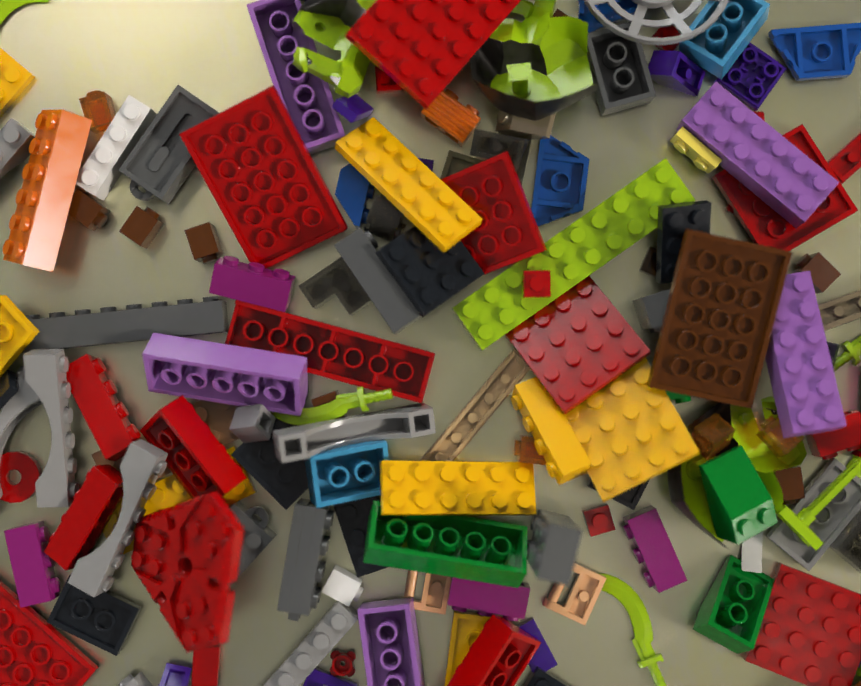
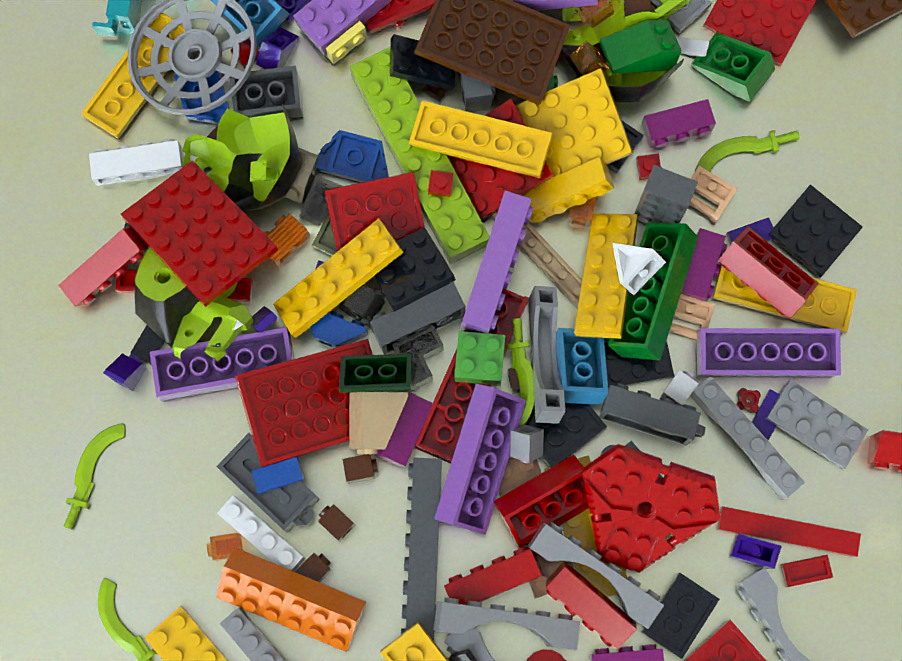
camera: 85 degrees left, 10 degrees down
(175, 153) = (277, 475): none -> blue tile
(252, 250) = (373, 419): none -> tan slope
(296, 243) = (376, 373): none -> dark green slope
(337, 357) = (479, 358): none -> bright green brick
(445, 360) = (497, 259): none -> medium lavender brick
(466, 521) = (636, 265): none -> white slope
(594, 322) = (481, 139): none -> yellow plate

